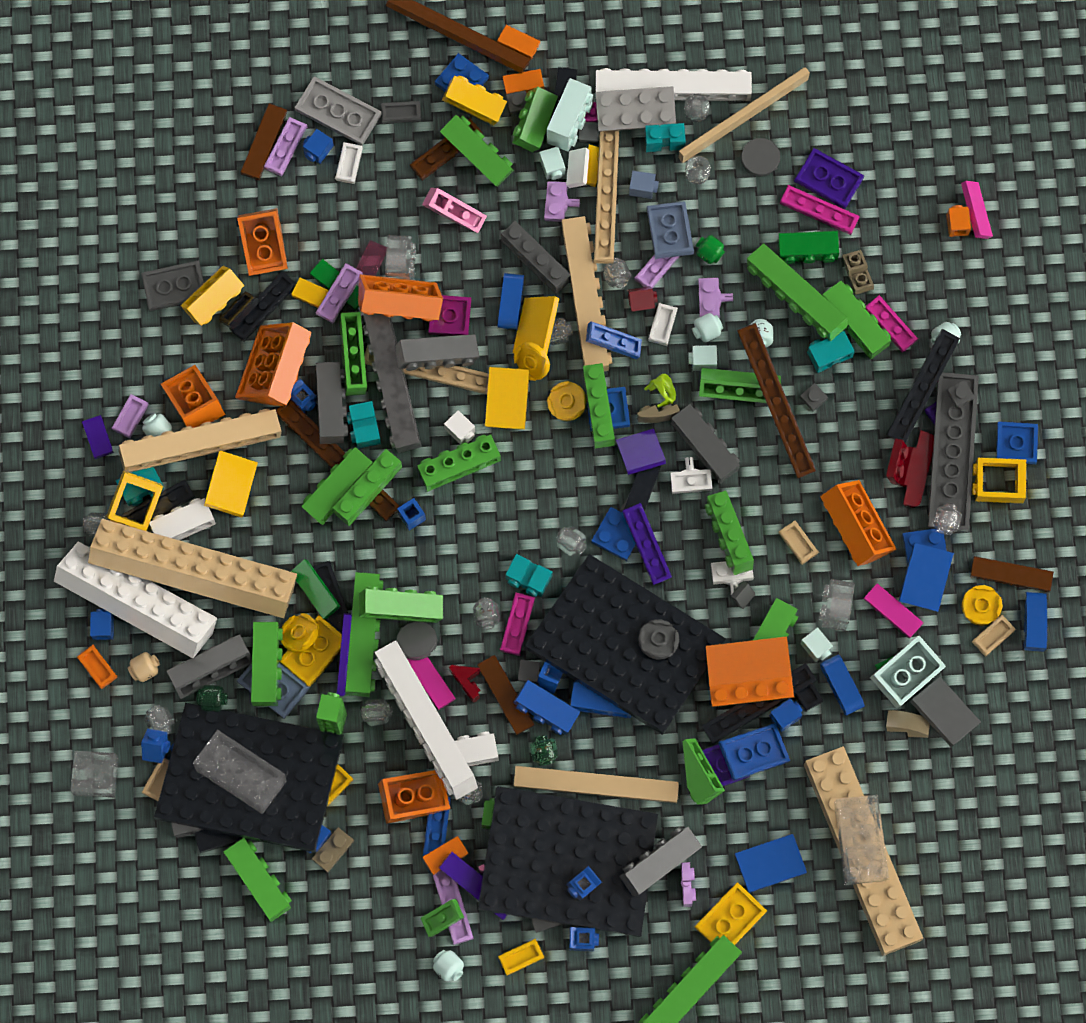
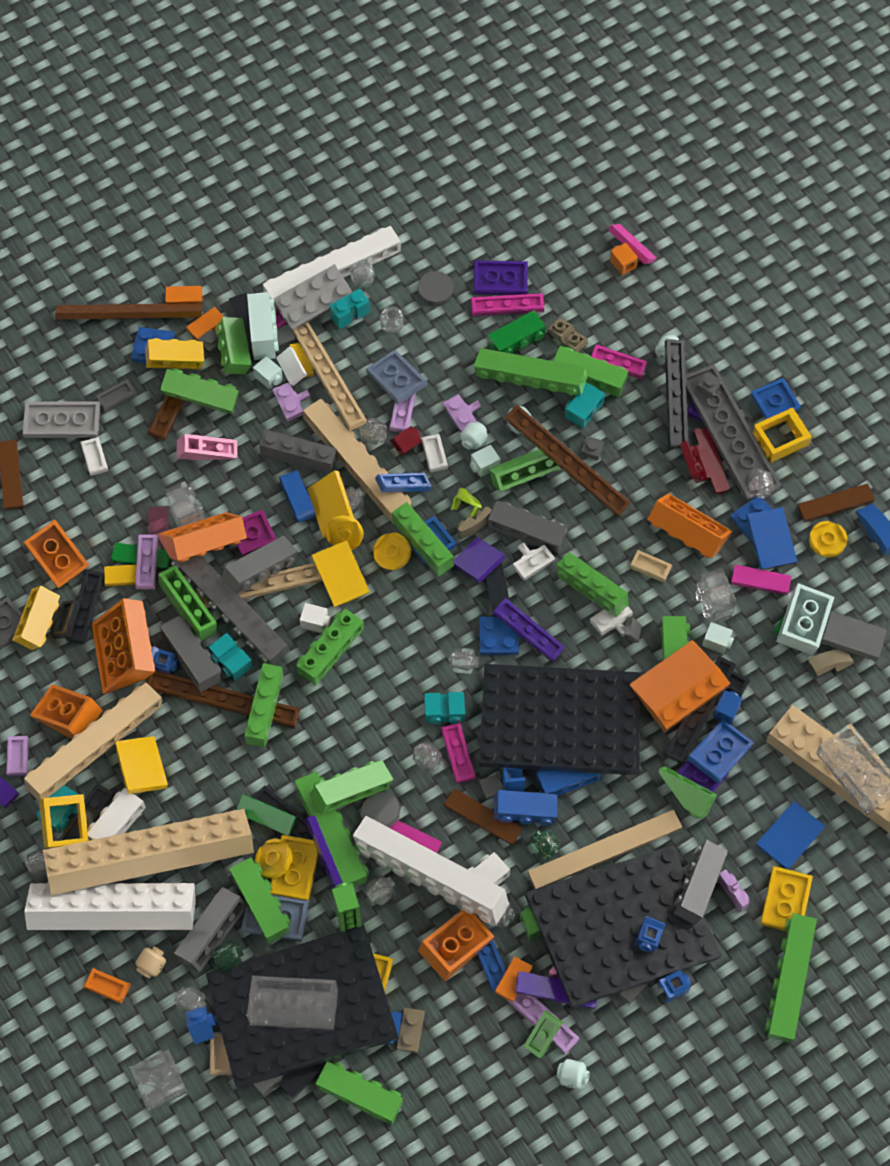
camera: 30 degrees left, 10 degrees down
(102, 625) = (91, 946): blue brick -> none
(156, 425) = (45, 748): light aqua head -> none
(285, 146) = (31, 470): lavender tile -> none
(317, 146) = (60, 455): blue brick -> none
(331, 490) = (234, 724): bright green brick -> none
(411, 514) = (314, 708): blue brick -> none
(463, 676) = (438, 820): dark red slope -> none
(521, 957) = (630, 1031): yellow tile -> none
(643, 184) = (353, 353): sand blue brick -> none
(658, 639) = (587, 699): dark grey tile -> none
(710, 249) = (438, 375): green head -> none
(743, 115) = (403, 262): tan tile -> none
(842, 684) = (758, 659): blue beam -> none
(993, 635) = (852, 557): tan tile -> none

